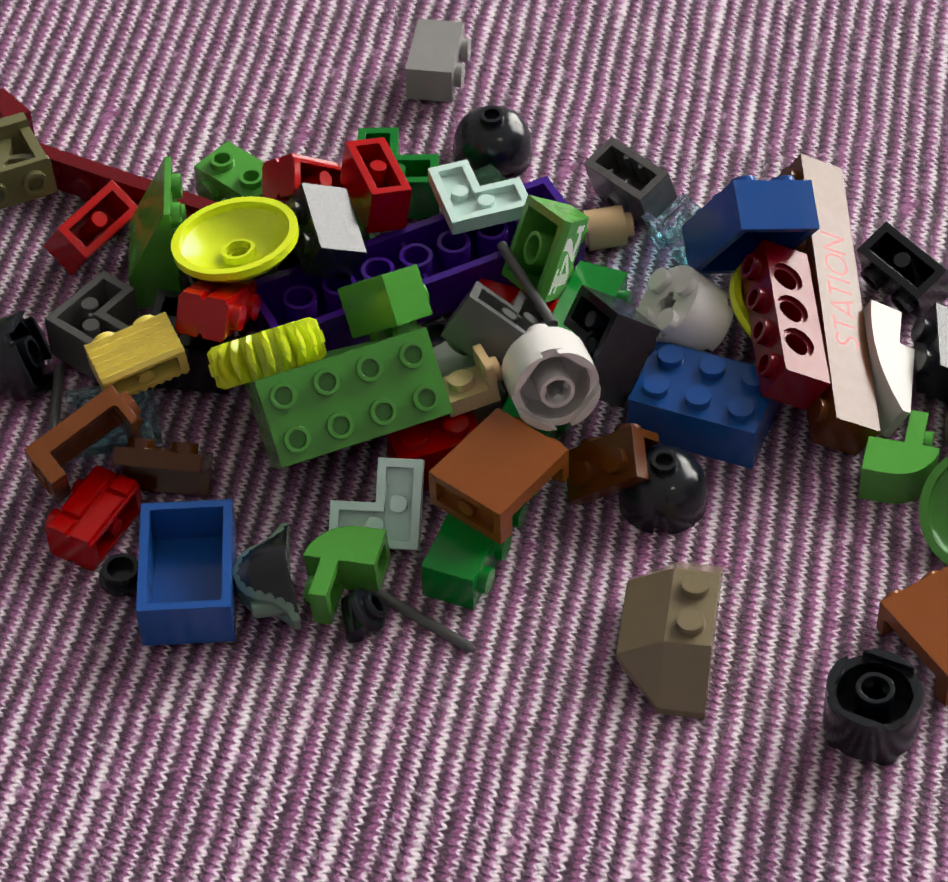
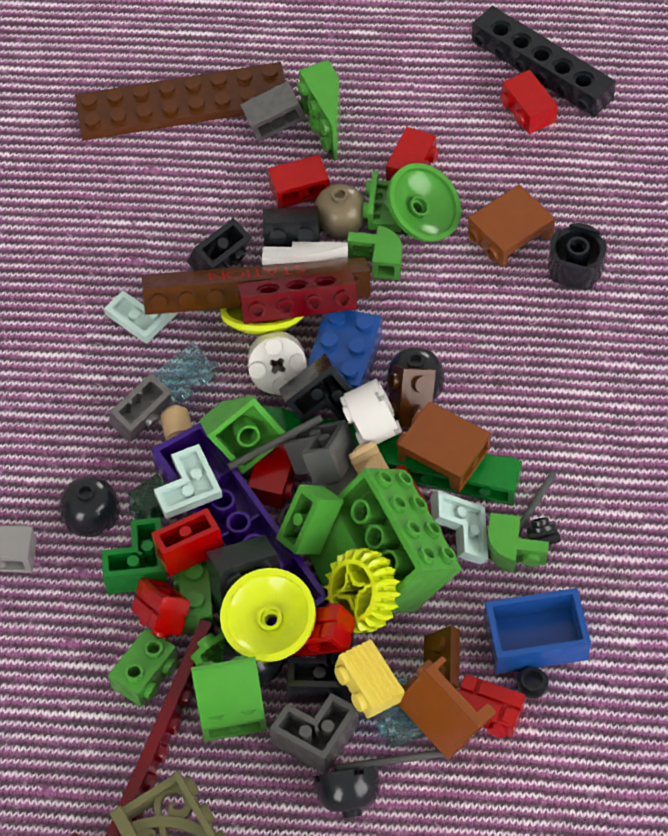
camera: 95 degrees left, 10 degrees up
(91, 227) = (206, 759): red brick -> none
(265, 580) = (530, 577): hat -> none
(671, 635) = (527, 358): dark tan wedge -> none
(745, 215) = (218, 313): blue piece -> none

